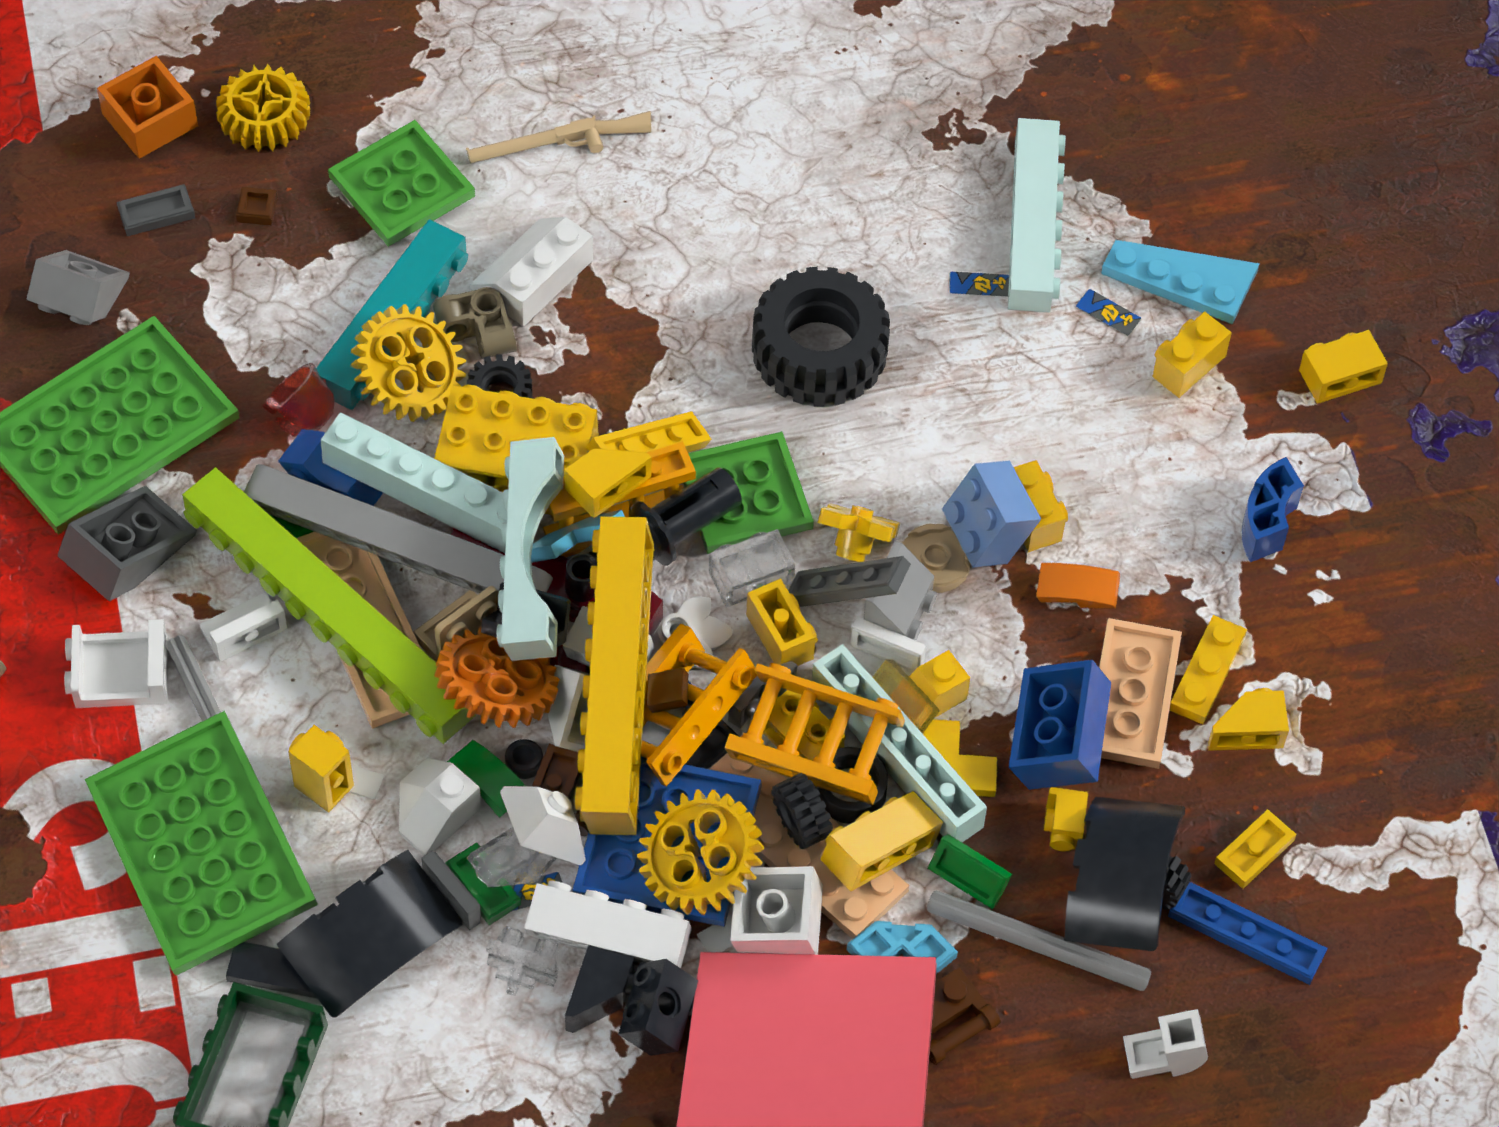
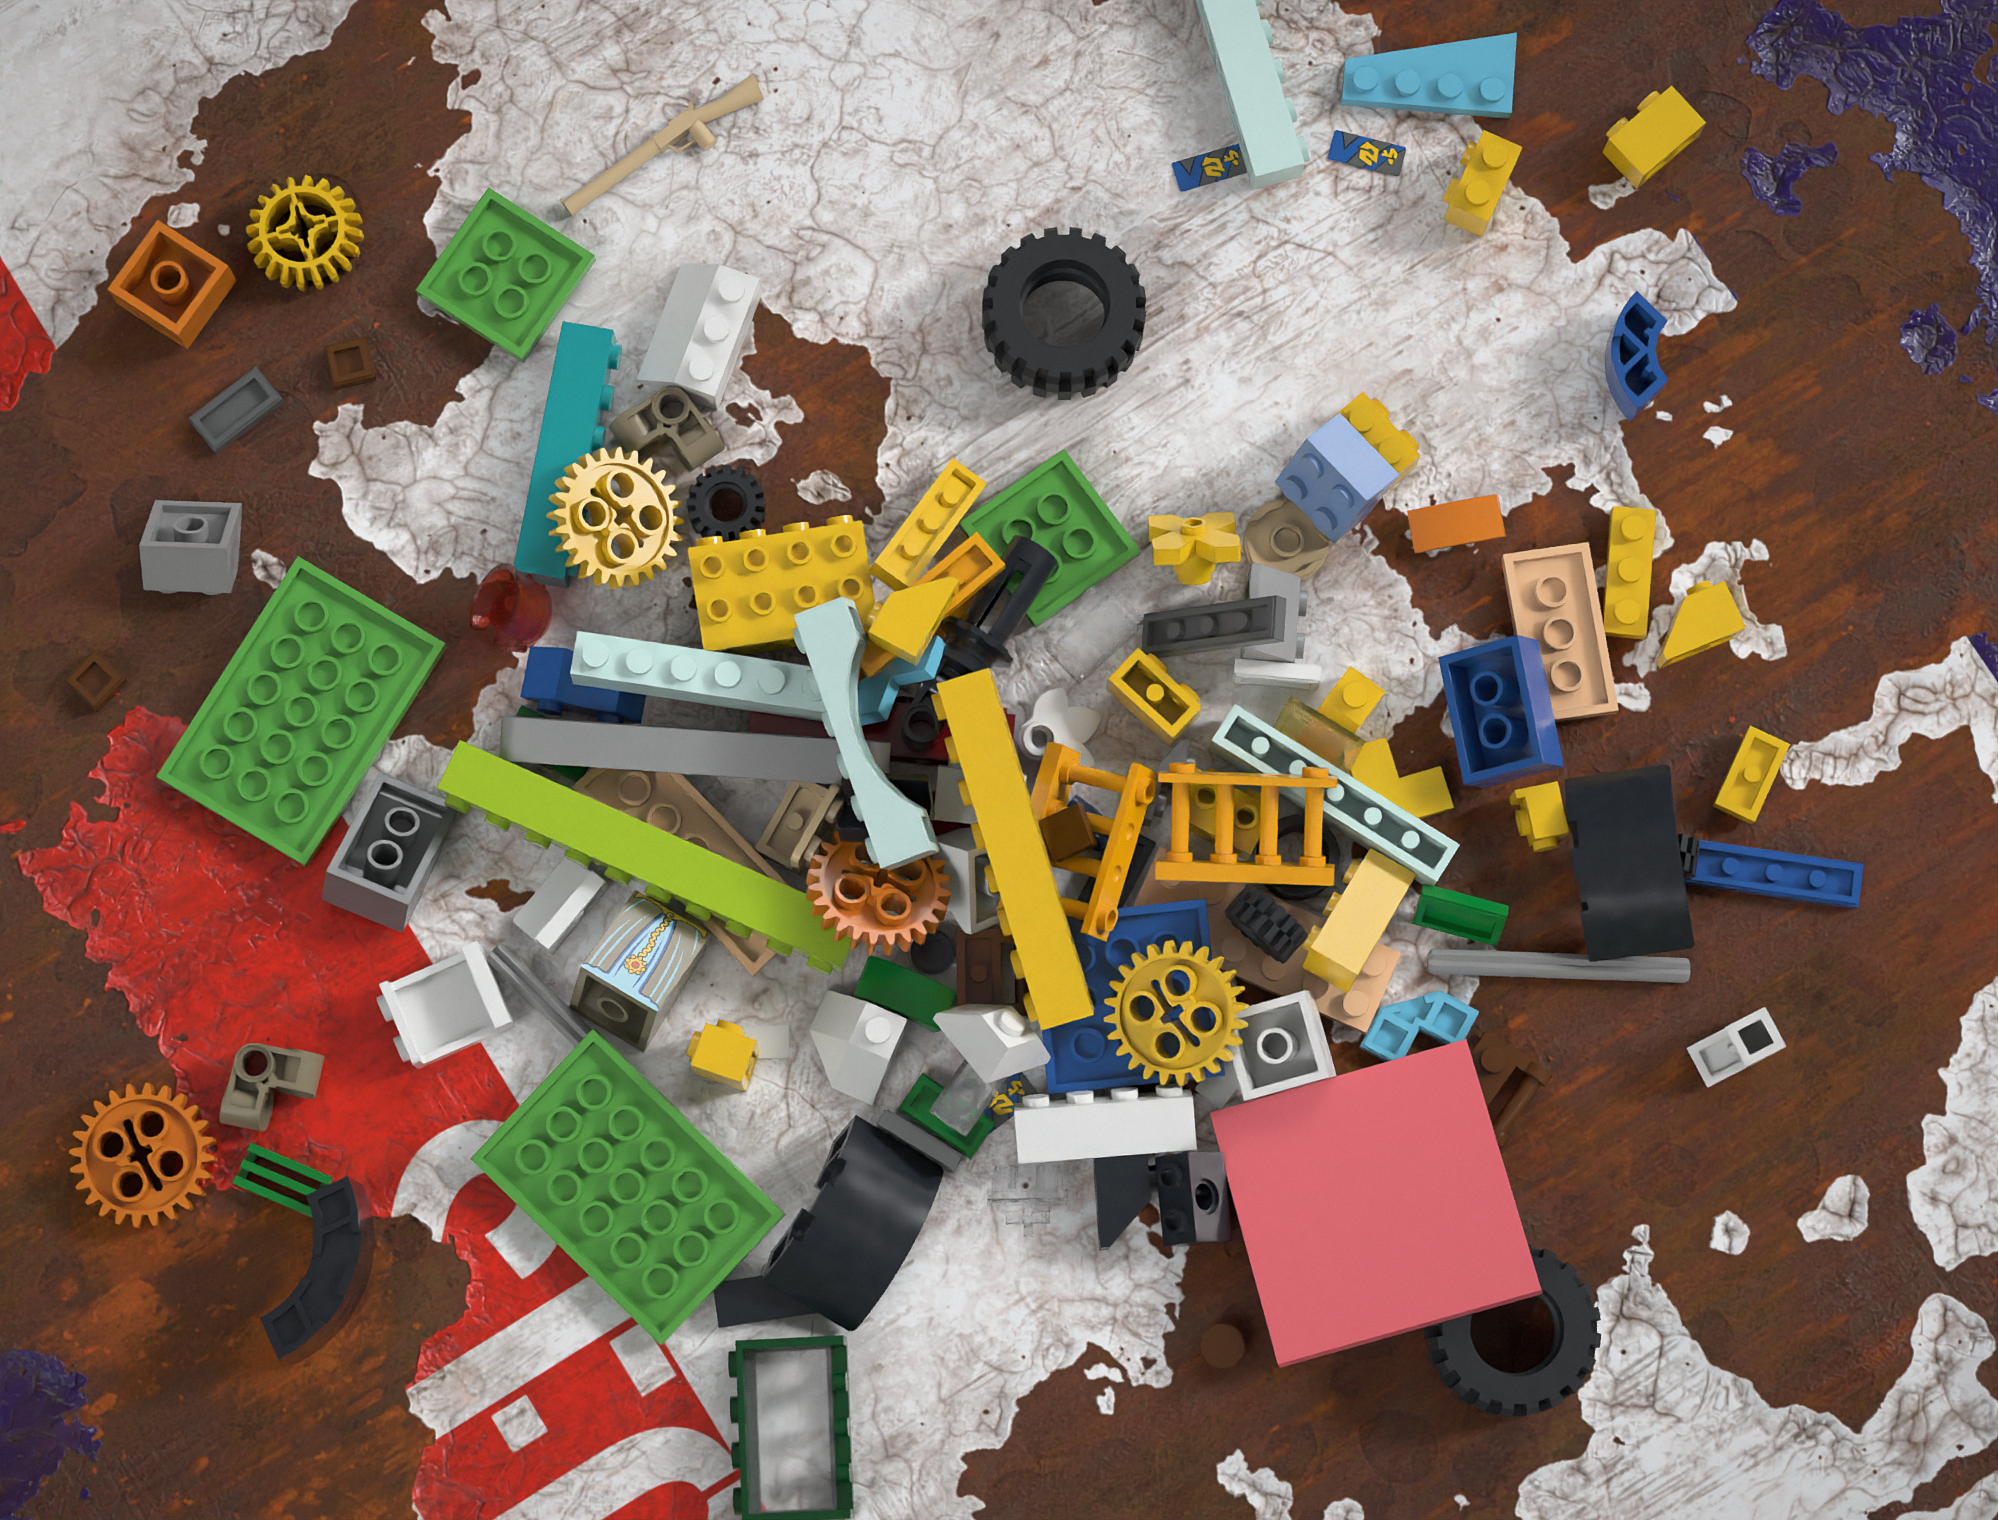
camera: 20 degrees left, 20 degrees up
(280, 687) = (638, 970): none -> dark tan slope

